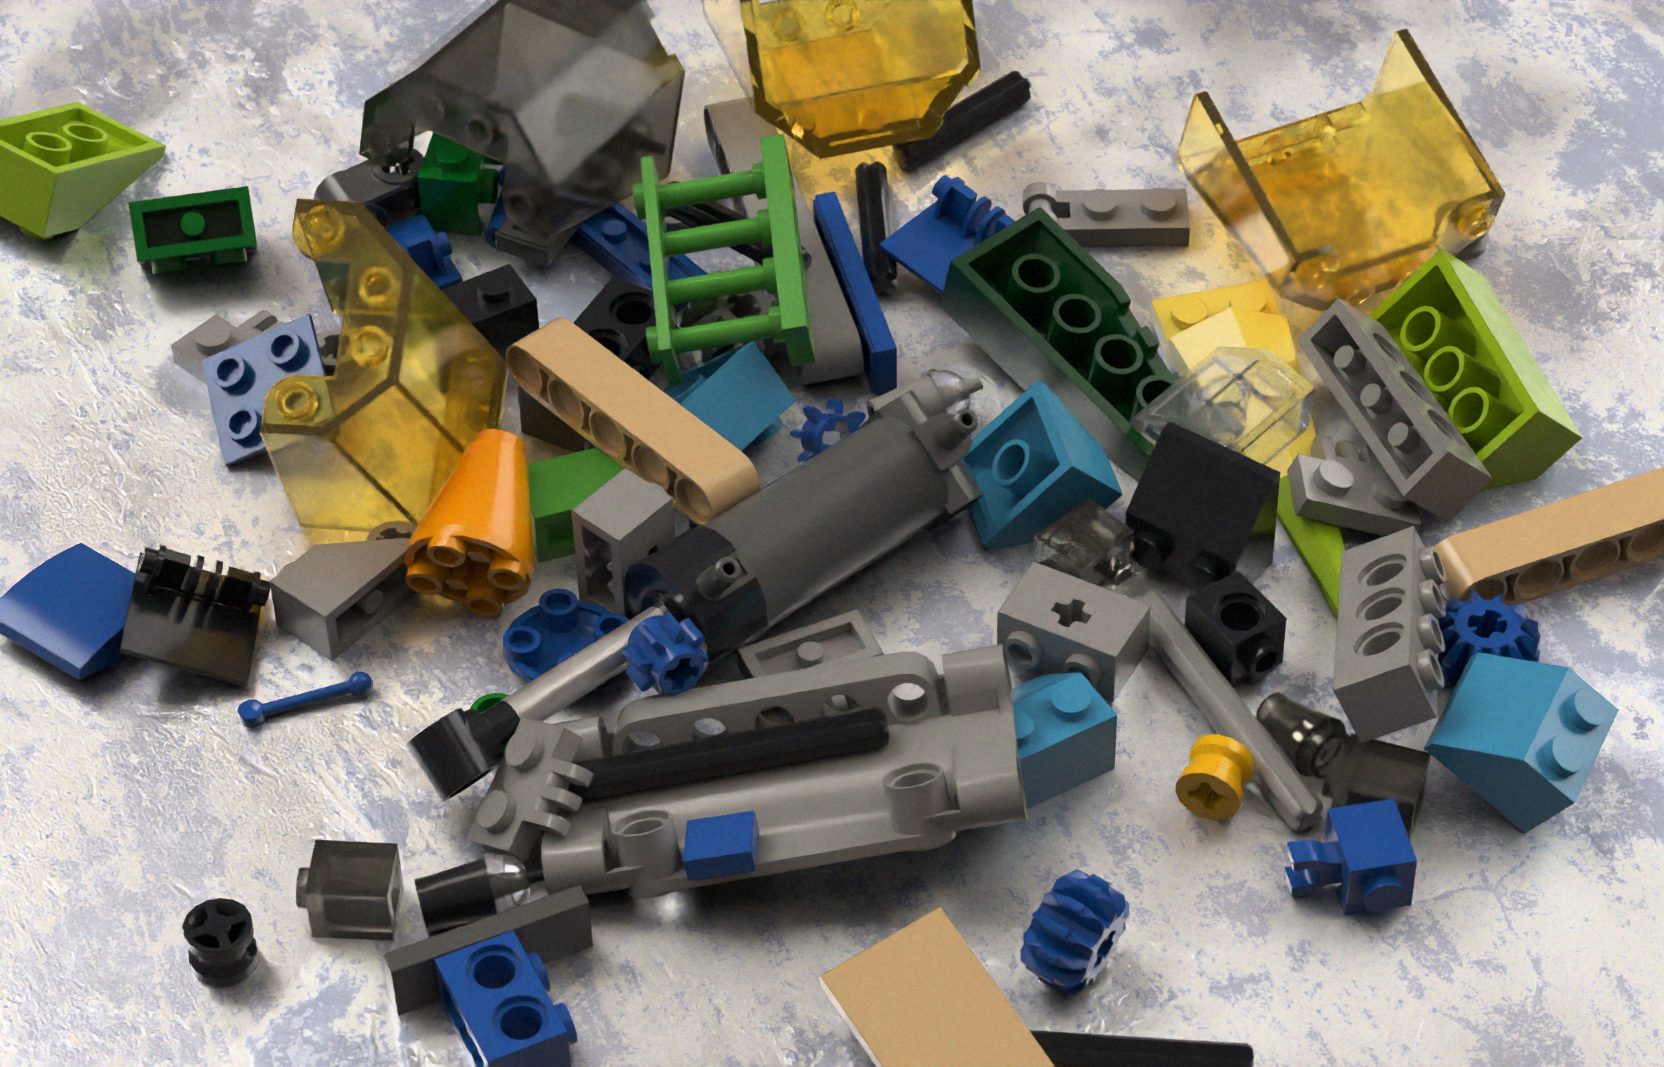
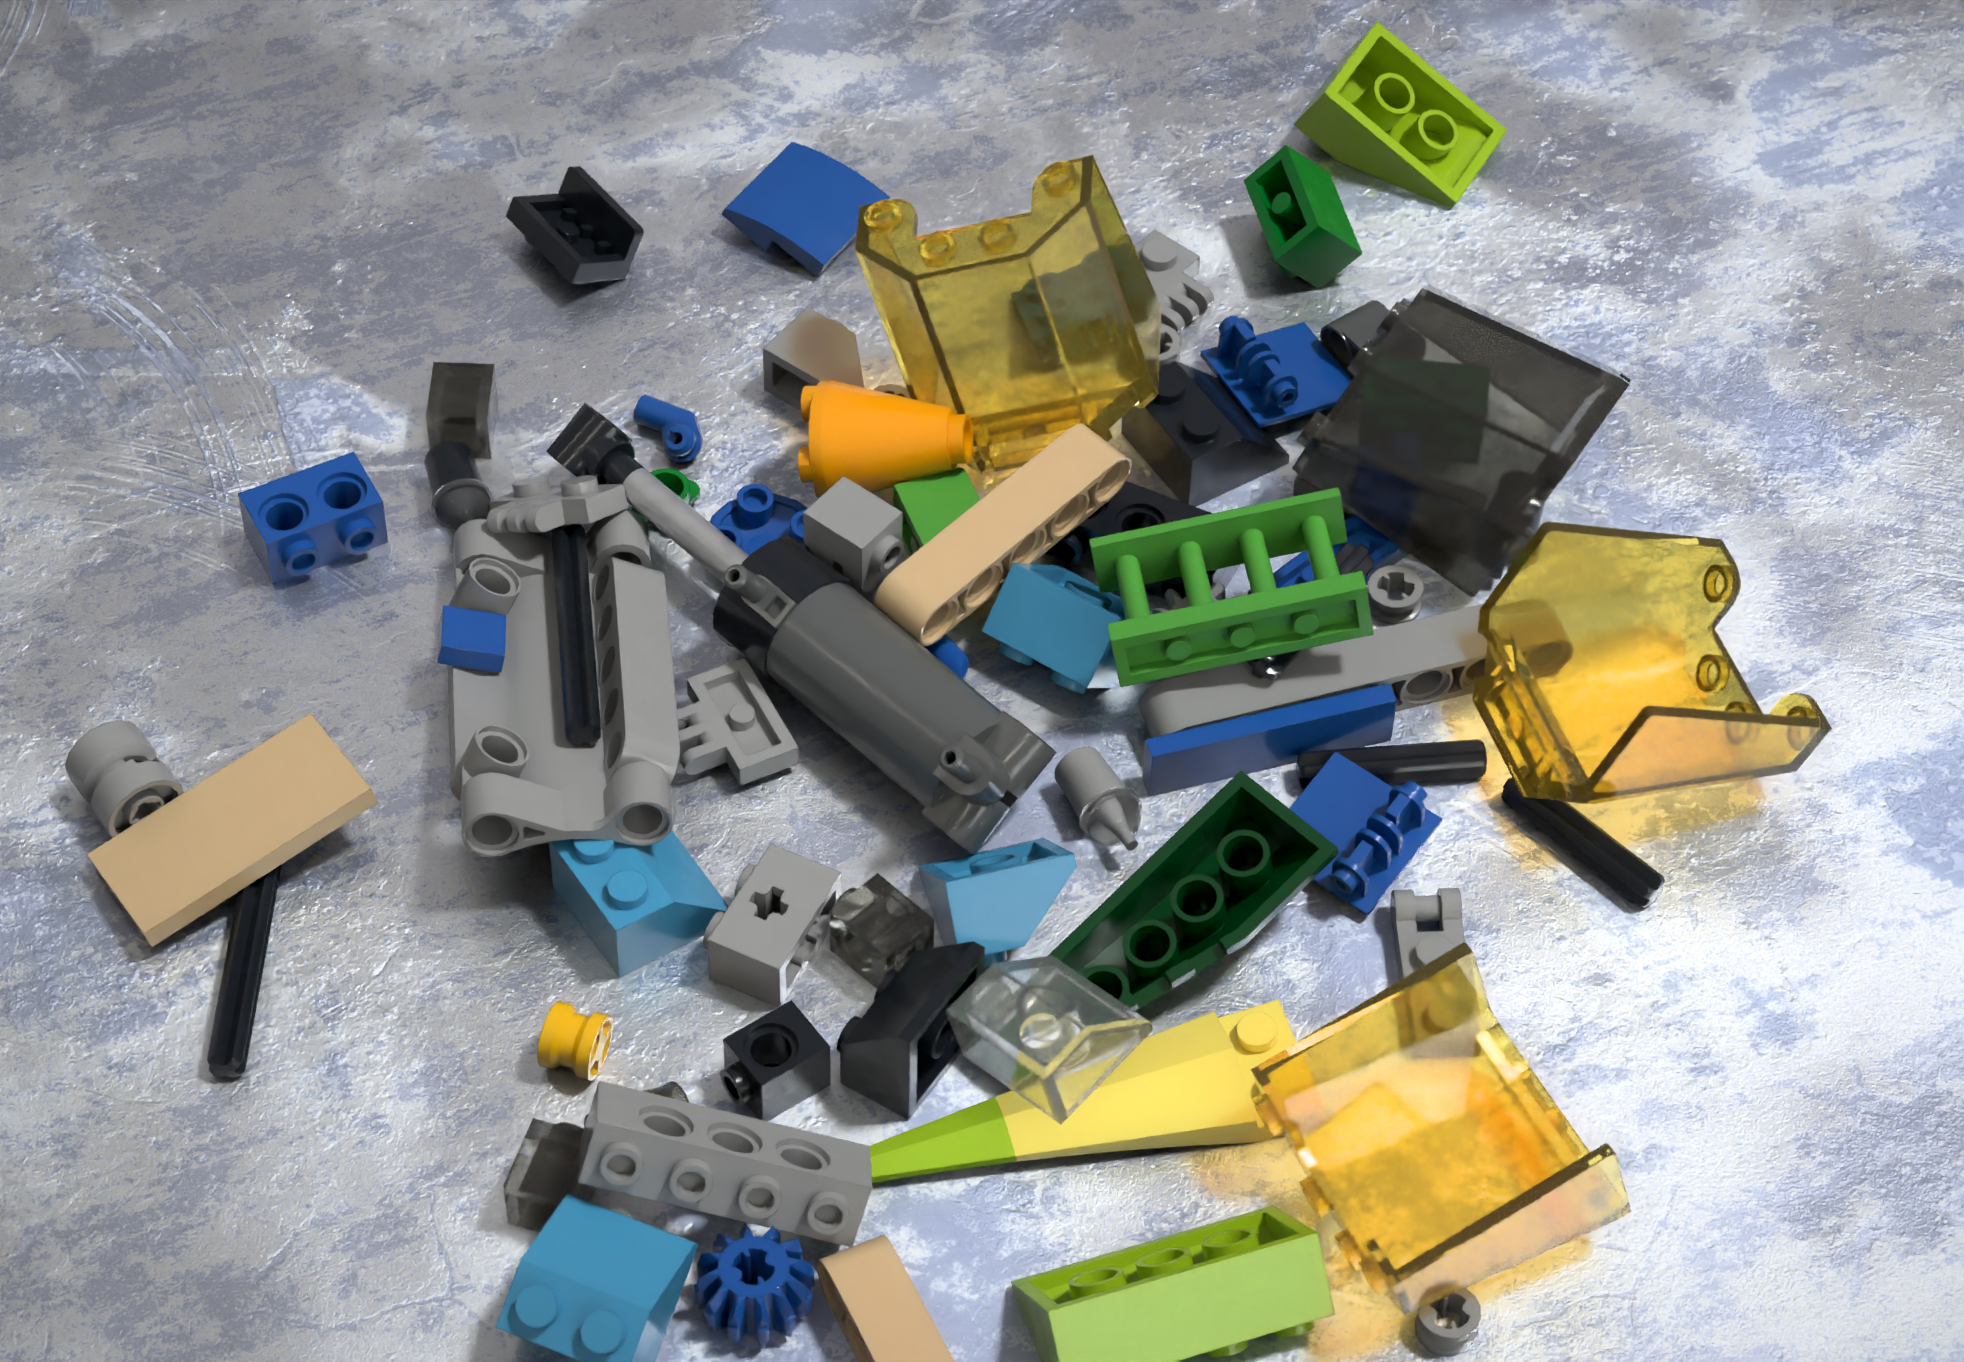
camera: 85 degrees right, 5 degrees up
(85, 792) = (579, 229): none -> black bracket
(194, 615) = (784, 269): black hinge -> none
(222, 924) = (414, 333): black wheel -> none
(253, 712) = (695, 339): blue hinge -> none
(393, 718) = (677, 426): none -> blue arm
(547, 926) = (404, 527): dark grey tile -> none
(665, 654) = (690, 576): blue gear -> none
(813, 429) = (1046, 714): blue gear -> none
(1074, 931) = (363, 910): blue gear -> none
(1230, 715) = (681, 1058): light grey axle -> none
(1348, 489) = (985, 1173): light grey hinge -> none
(1361, 854) = (459, 1159): blue brick -> none
(1394, 410) = (989, 1217): light grey brick -> none

